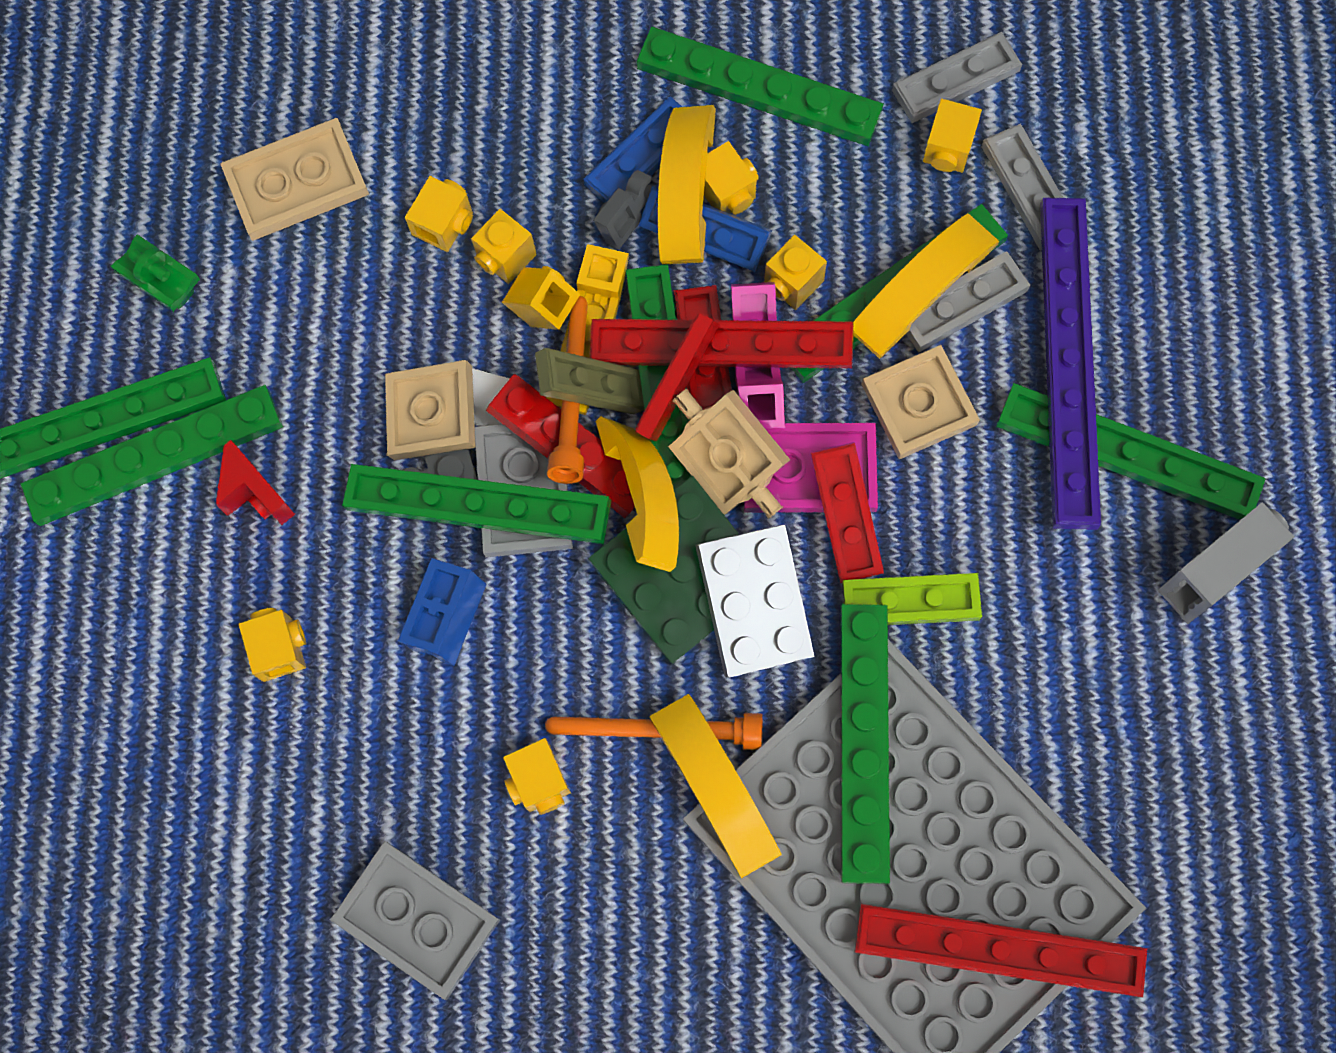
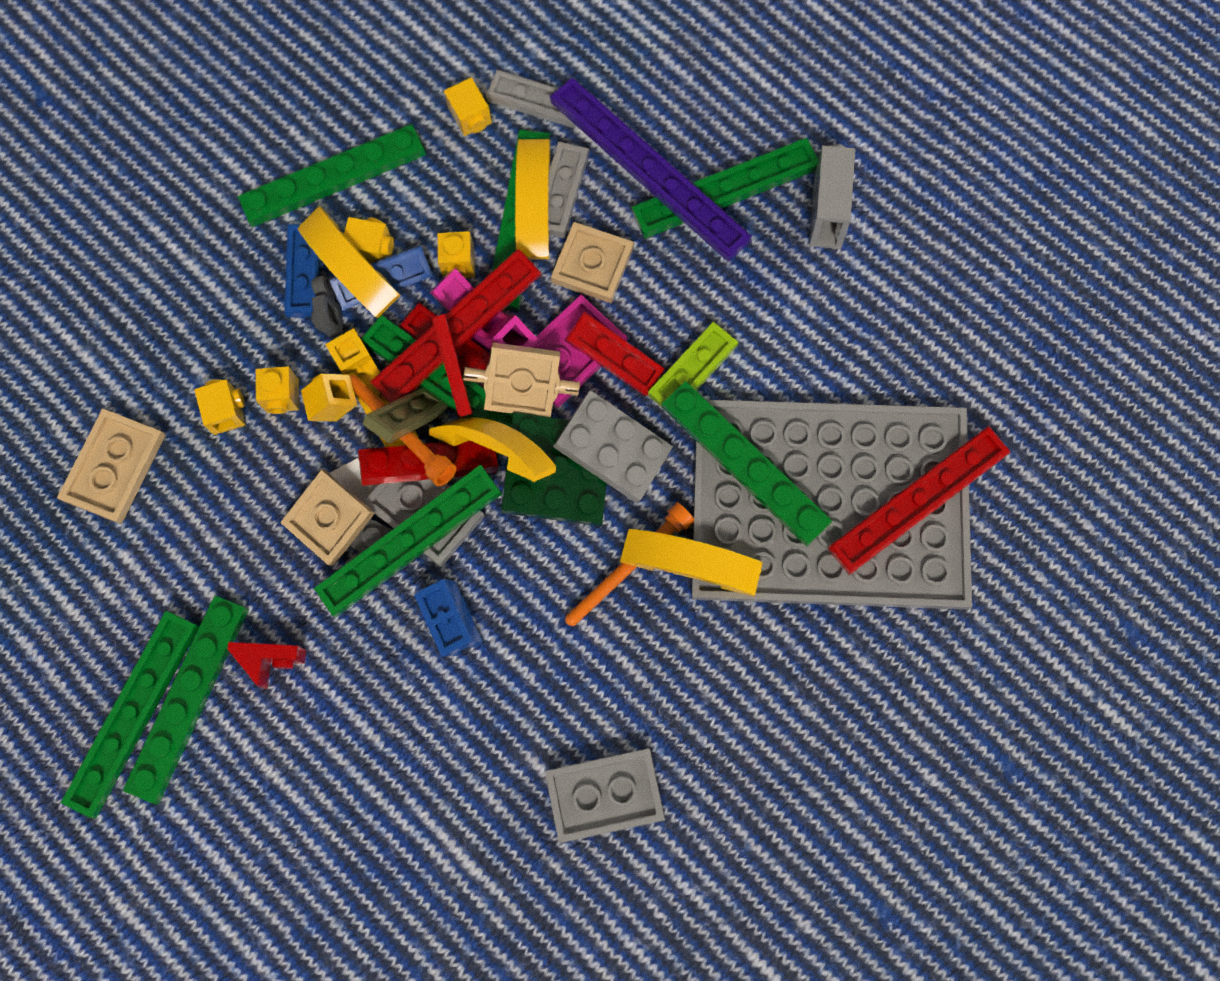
camera: 45 degrees left, 0 degrees up
(156, 273) = (82, 594): green hips -> none
(273, 643) = (369, 729): yellow brick -> none
(536, 778) = (592, 654): yellow brick -> none
(957, 76) = (436, 76): light grey tile -> none

